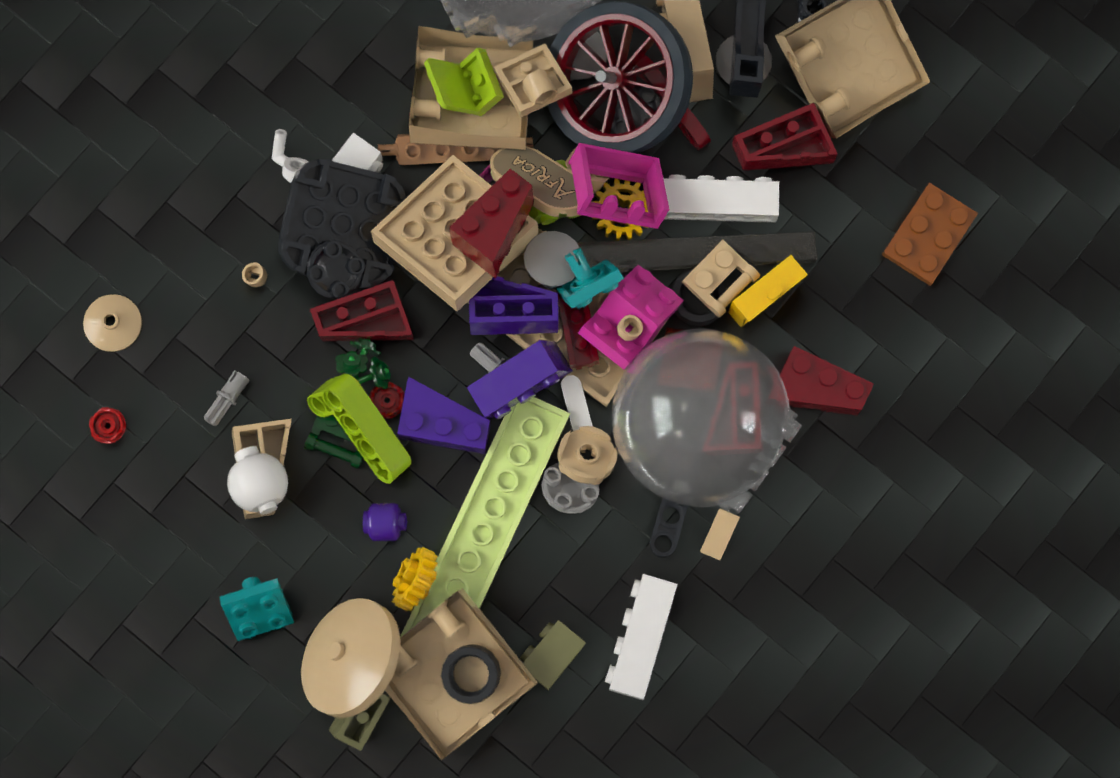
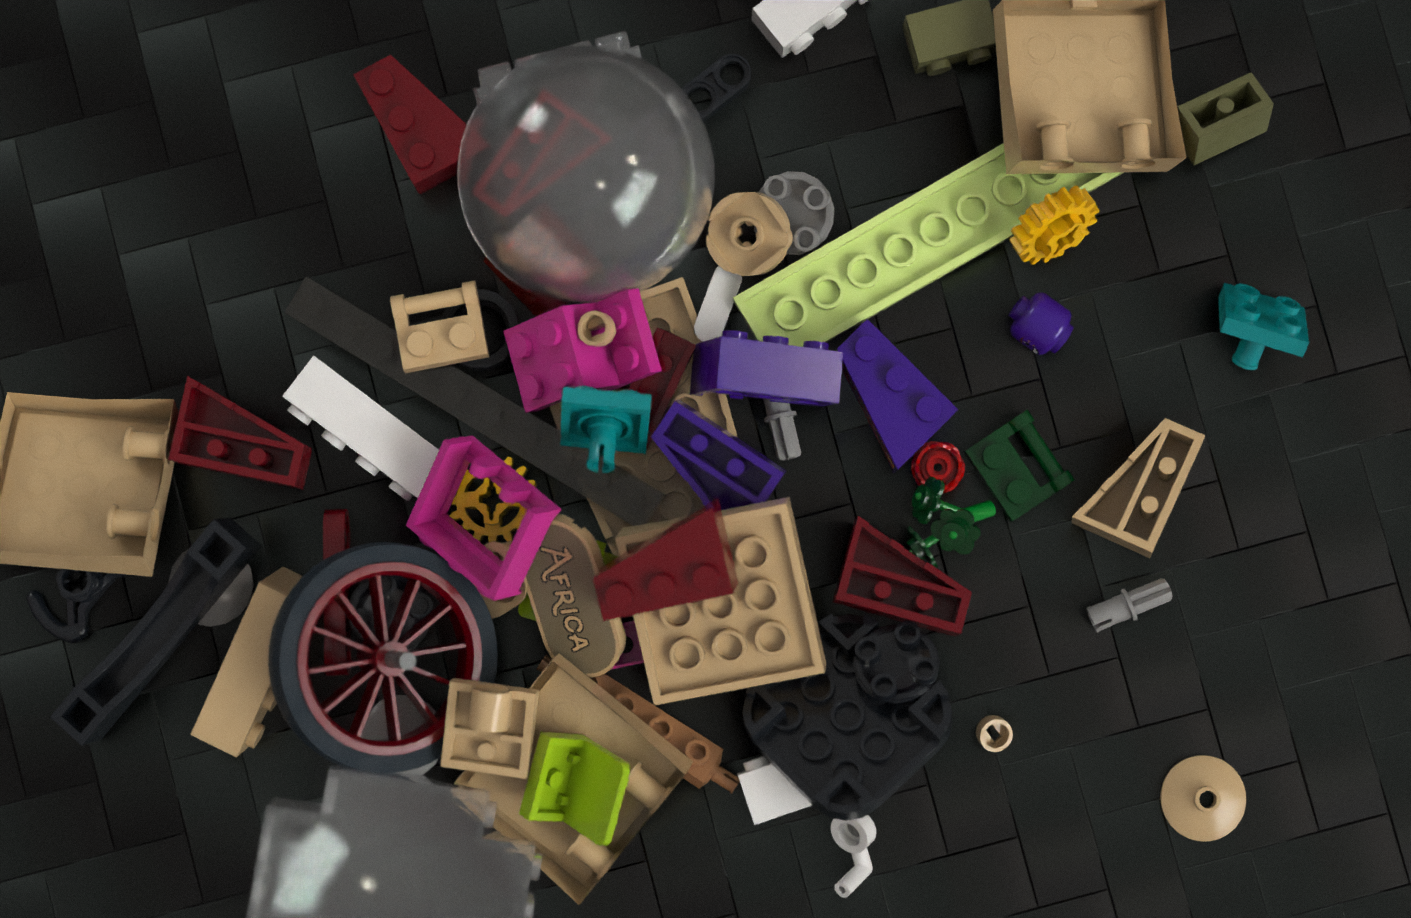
camera: 145 degrees left, 5 degrees up
(98, 425) = (1306, 667): red plate -> none
(257, 481) = (1170, 458): white brick -> none
(350, 658) = (1193, 181): tan dish -> none
(363, 425) = (991, 452): lime beam -> none
(448, 671) = (1092, 49): black tyre -> none
(546, 259) = (630, 492): light grey dish -> none
(719, 534) = (660, 34): tan sticker -> none
(766, 291) = (394, 271): yellow container -> none
(929, 234) = (149, 215): dark orange plate -> none

